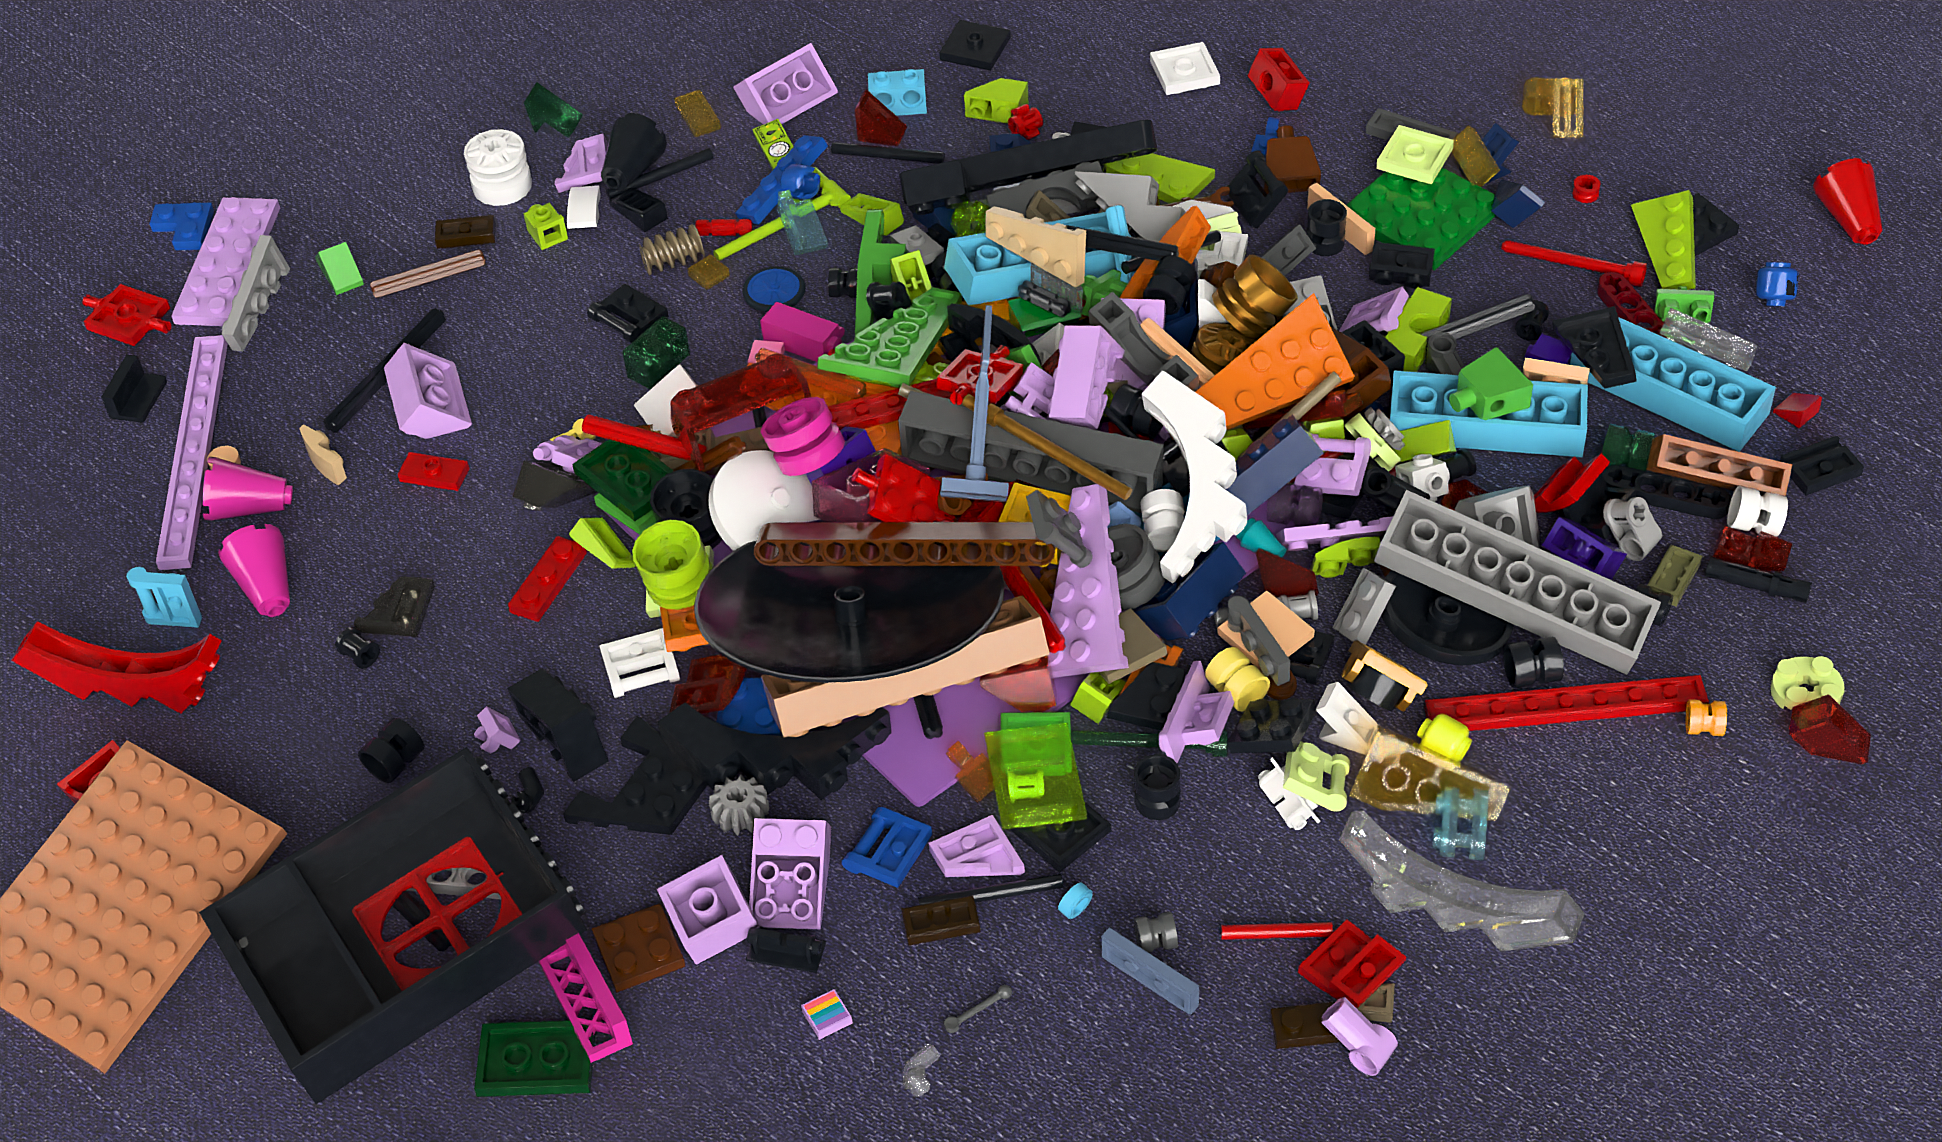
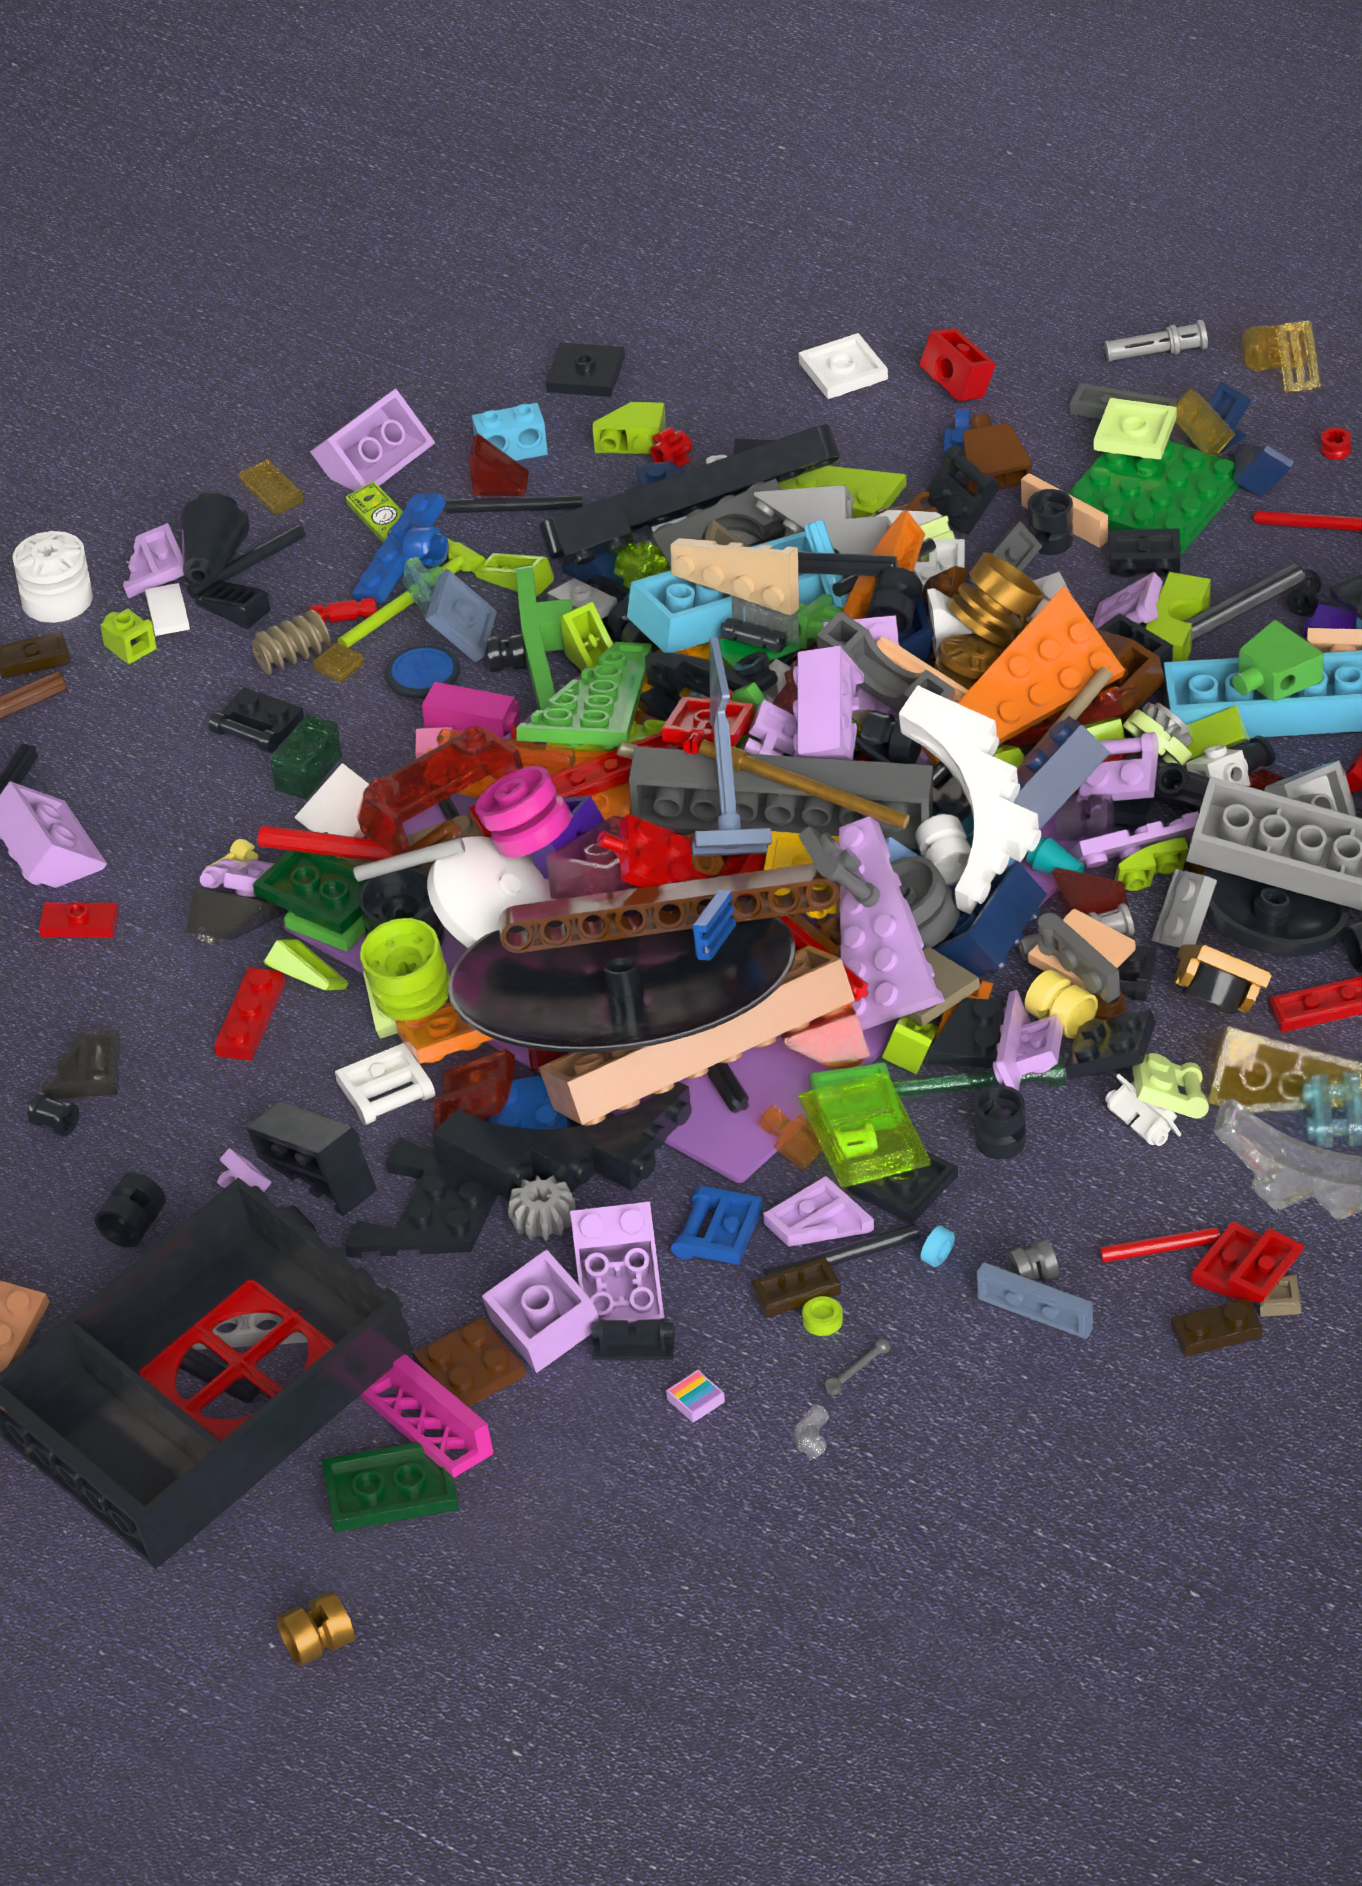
camera: 10 degrees left, 5 degrees down
(547, 107) = (93, 502): clear green slope -> none
(698, 465) = (409, 859): none -> light grey bar
(814, 245) = (461, 615): none -> sand blue tile
(887, 299) = (568, 660): black piece -> none
(936, 569) = (716, 925): none -> blue tile
(958, 951) = (822, 1316): none -> lime tile
(1038, 332) = (756, 669): none -> black wheel
(1346, 720) = (1189, 1030): white slope -> none
(1368, 1043) = (1281, 1332): lavender piece -> none
(1442, 355) = (1212, 641): dark grey piece -> none
(1445, 736) = (1299, 1027): neon yellow head -> none
(1466, 82) = (1175, 342): none -> light grey pin

